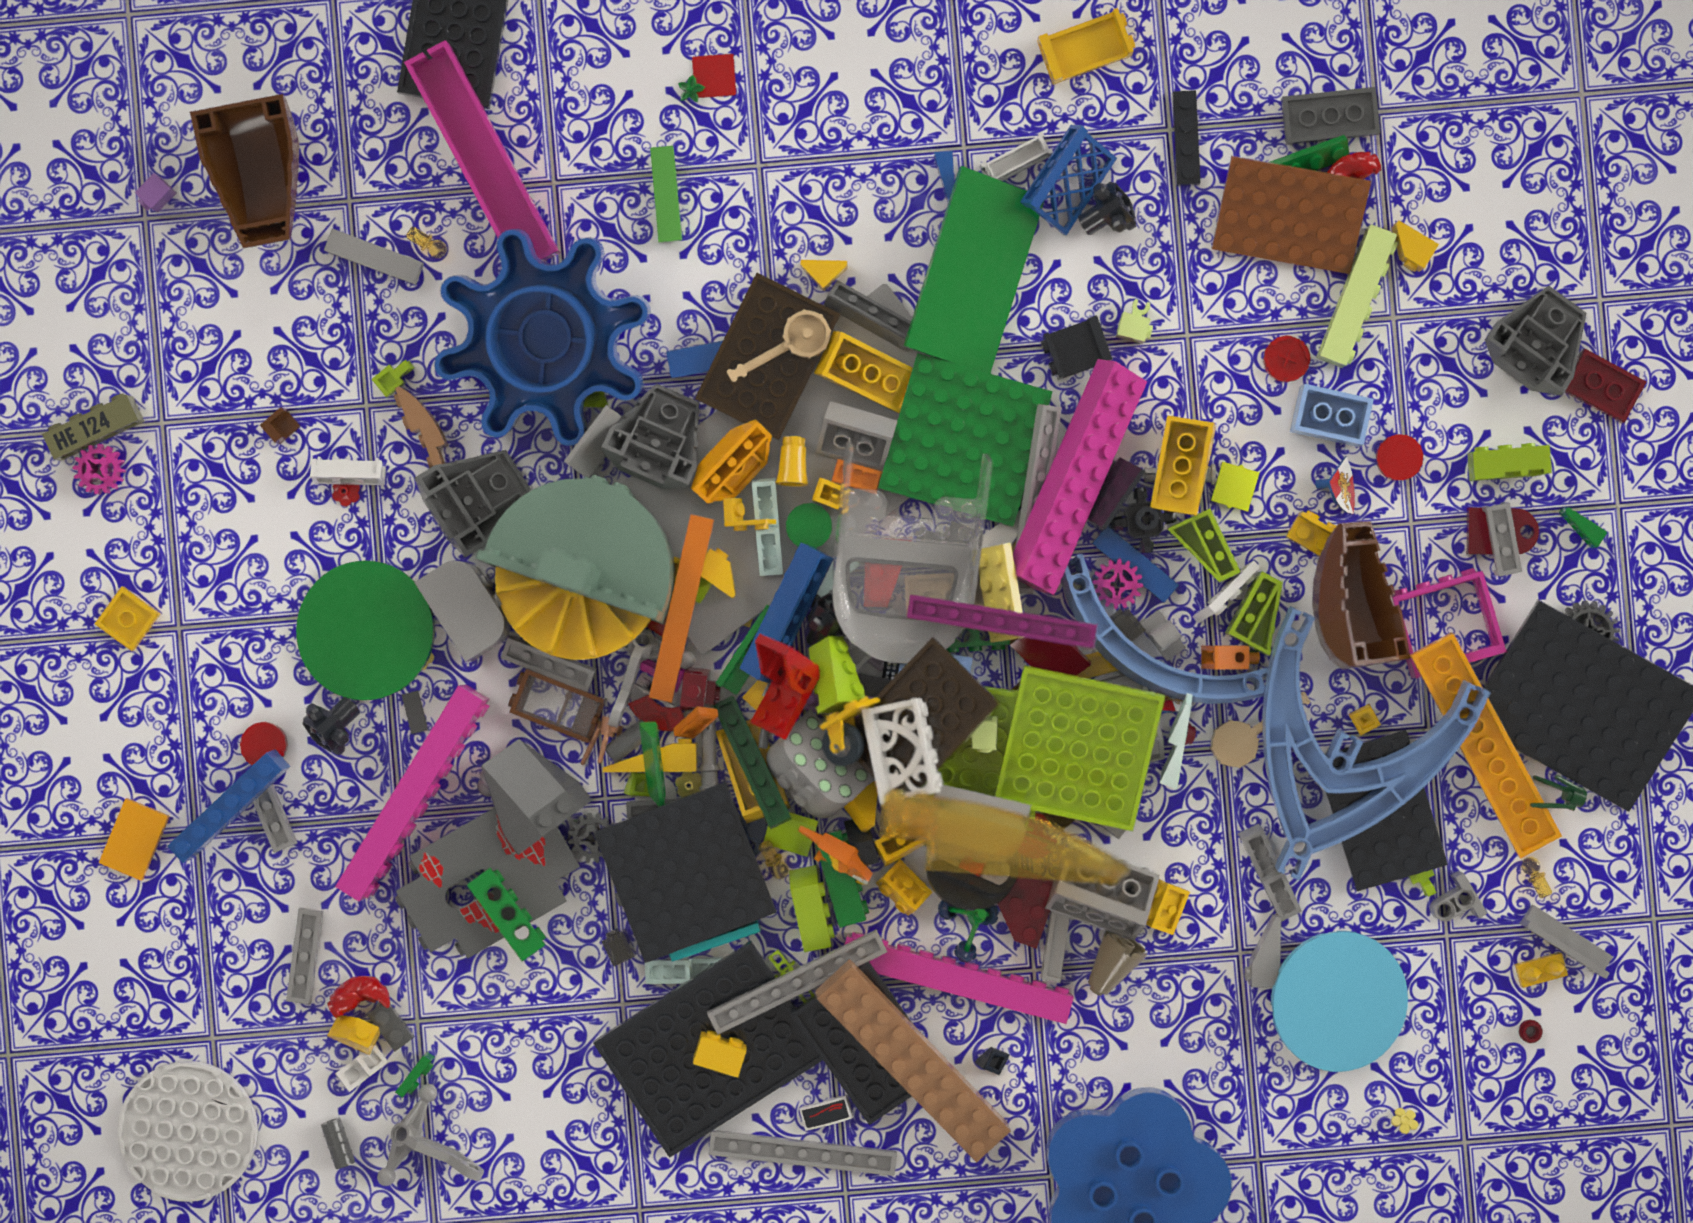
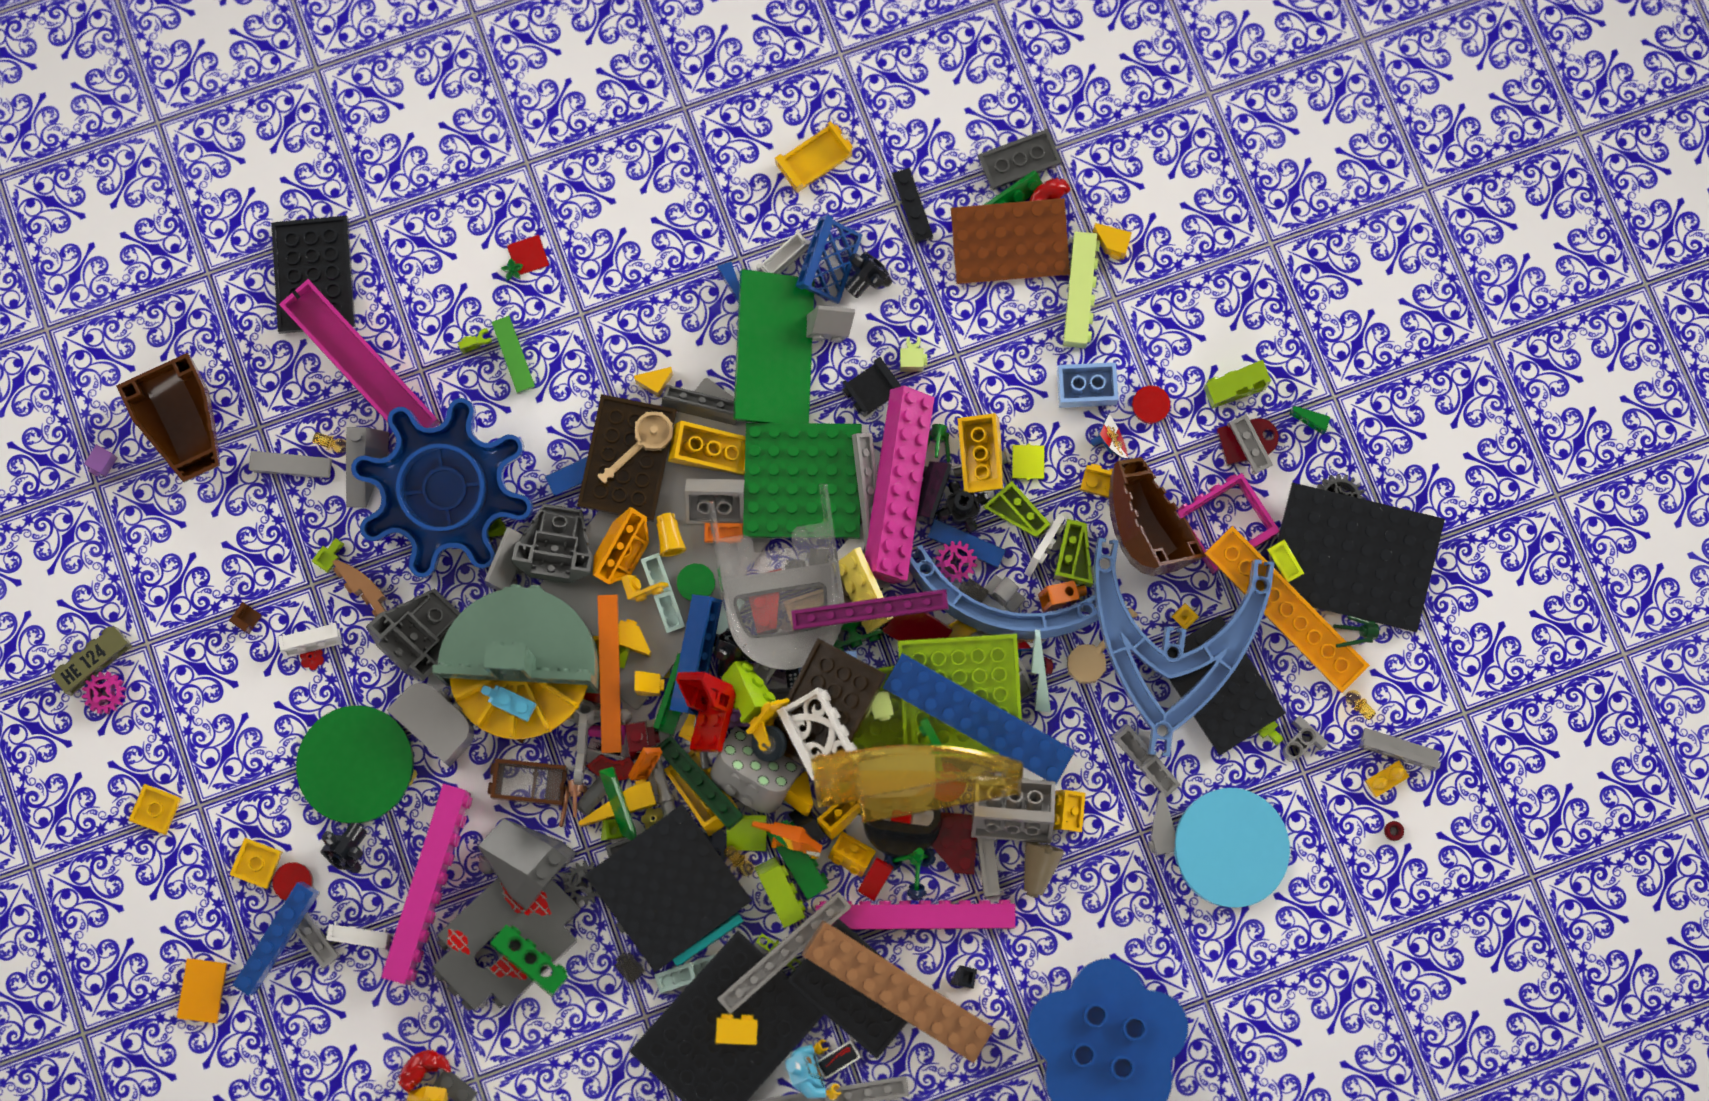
camera: 15 degrees left, 10 degrees down
(227, 712) = (256, 863): none -> yellow plate
(304, 956) = (368, 1048): light grey plate -> none
(323, 828) = (358, 936): none -> white container
(414, 712) = (411, 821): dark grey sticker -> none
(460, 257) = (362, 442): none -> light grey wedge
(557, 614) = (509, 702): none -> medium azure hinge
(560, 669) = (512, 750): light grey plate -> none
(617, 166) = (471, 343): none -> lime plate
(723, 632) = (648, 684): none -> yellow slope
(785, 1121) = (806, 1073): none -> medium azure torso
(827, 493) = (703, 552): yellow slope -> none
(923, 924) = (875, 879): none -> red tile
(1029, 778) = (927, 730): none -> green plate
(1048, 259) = (829, 323): none -> light grey slope
(1091, 780) = (978, 718): none -> blue plate
(1139, 426) = (939, 434): none -> green plant
(1286, 359) = (1040, 352): red tile -> none
(1405, 1120) = (1314, 932): light yellow plant -> none
(1502, 689) = (1285, 561): none -> neon yellow tile
(1539, 342) = (1232, 286): dark grey wedge -> none
(1605, 386) = (1293, 307): dark red tile -> none

